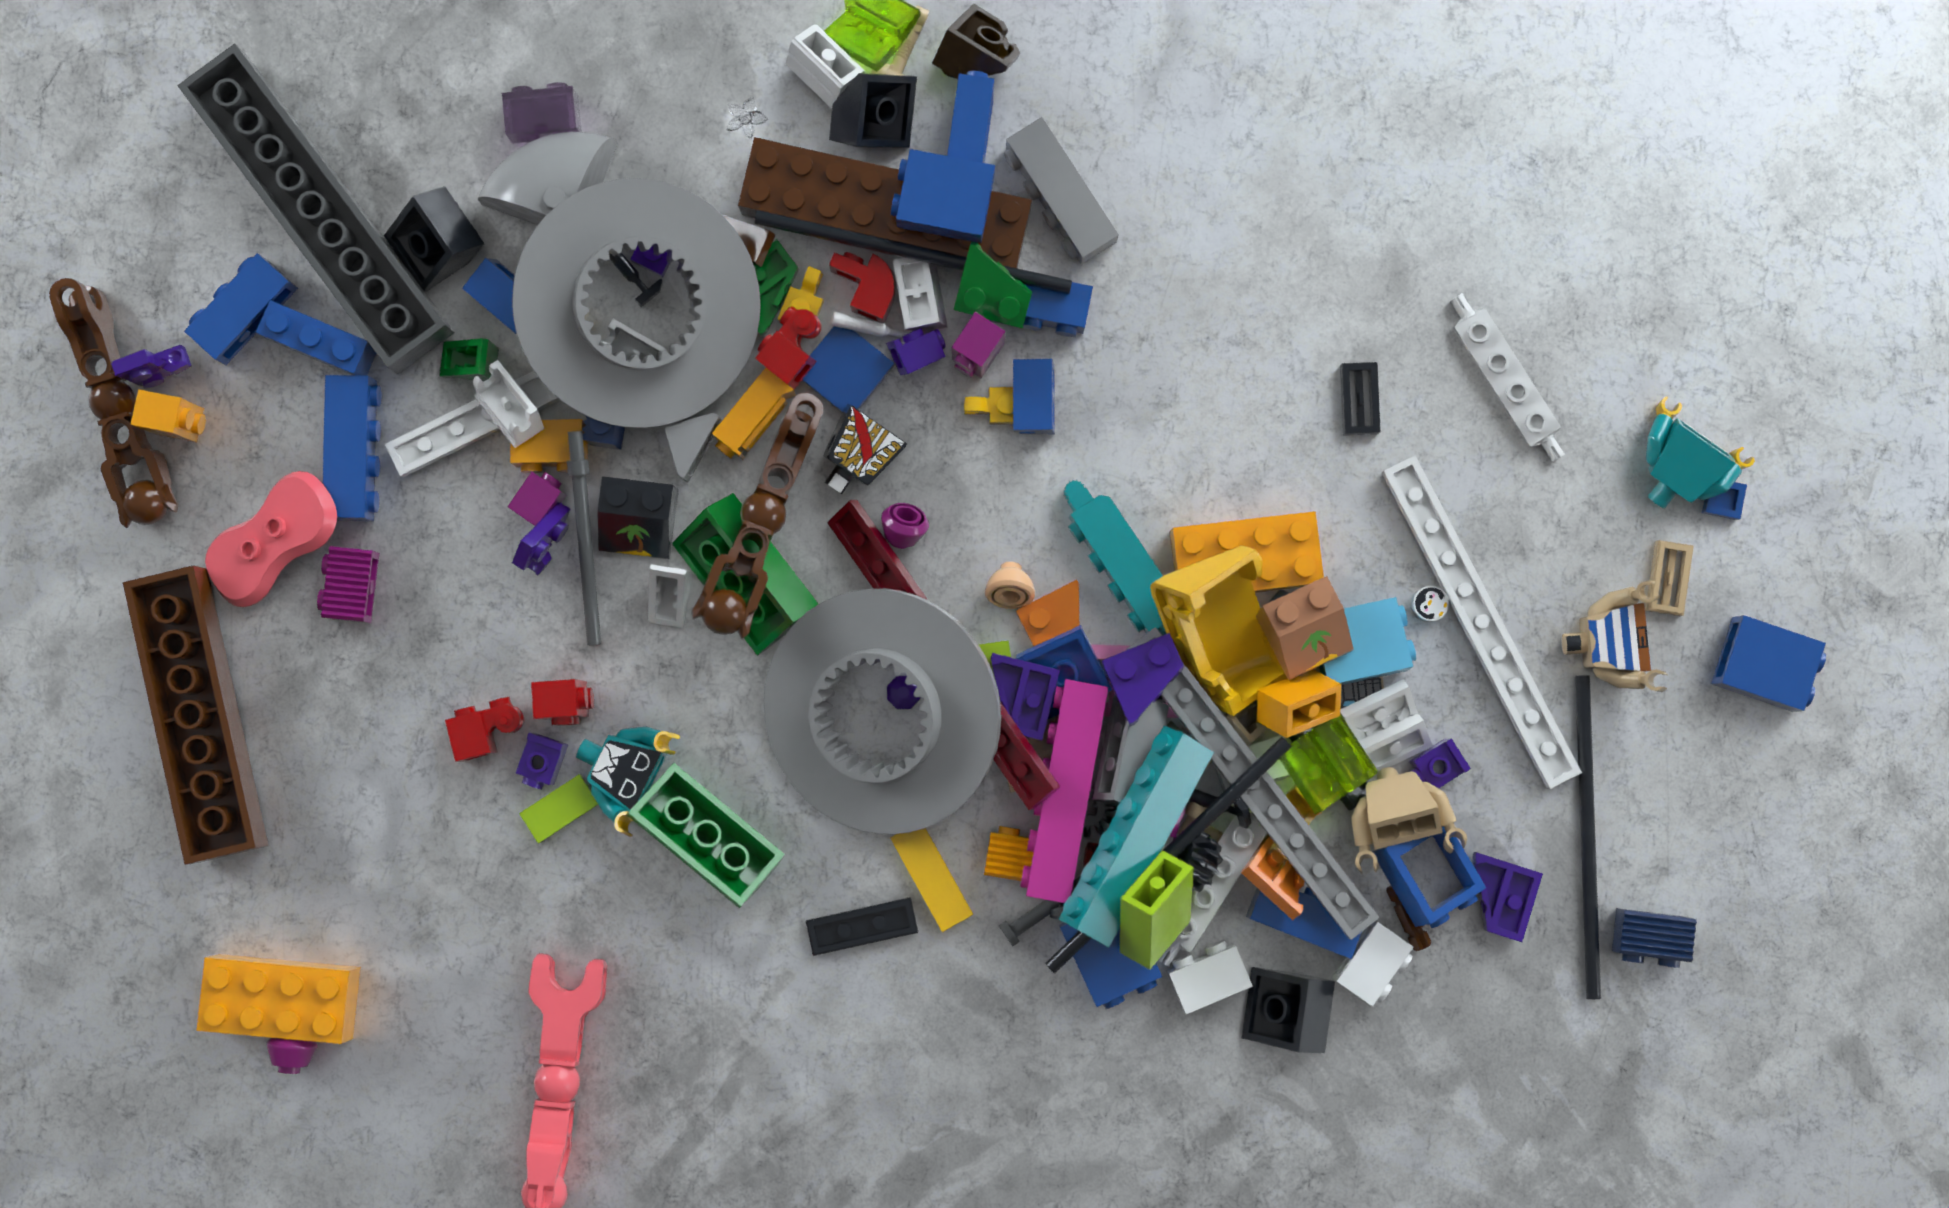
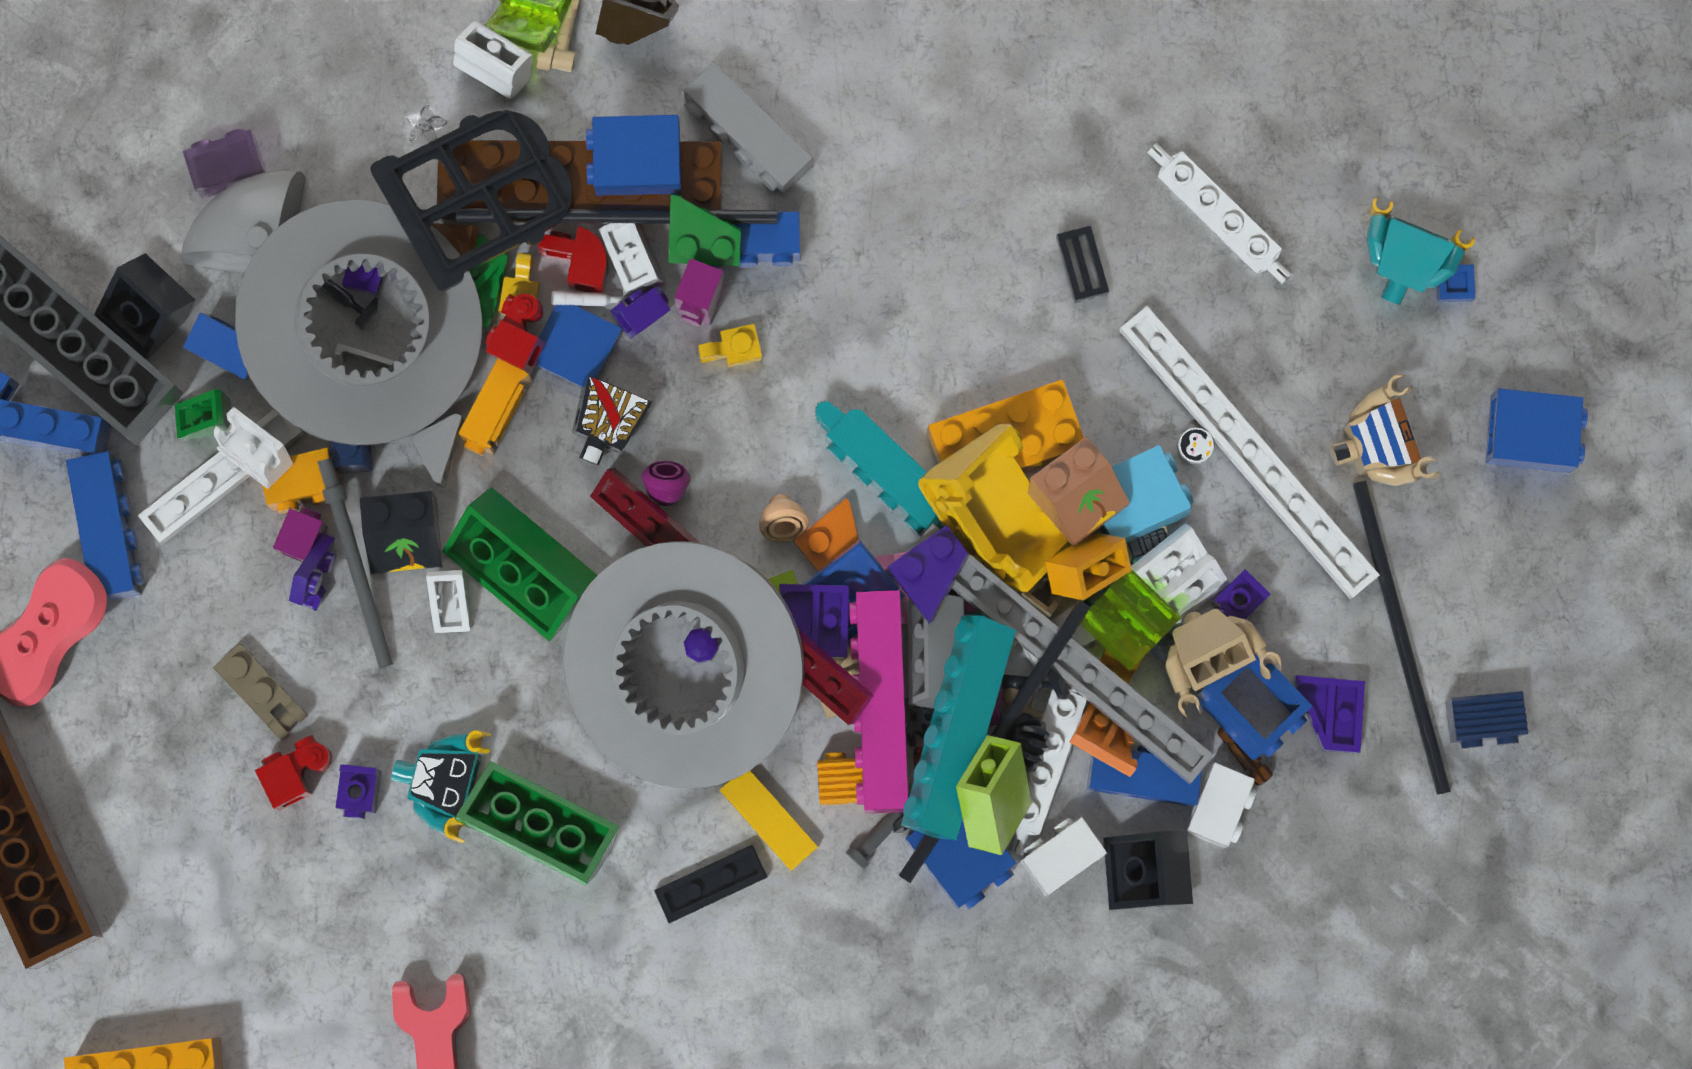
camera: 15 degrees left, 5 degrees down
(348, 584) = (130, 660): magenta brick -> none
(467, 641) = (259, 690): none -> dark tan plate
(559, 808) = (385, 835): lime tile -> none
(561, 701) = (366, 725): red brick -> none
(761, 517) = (525, 502): reddish brown piece -> none
(841, 182) = (531, 164): none -> black window
(875, 111) = (552, 89): black slope -> none
(971, 116) = (645, 74): blue window -> none
(1034, 396) = (765, 330): blue hinge -> none
(1683, 579) = (1422, 399): tan tile -> none

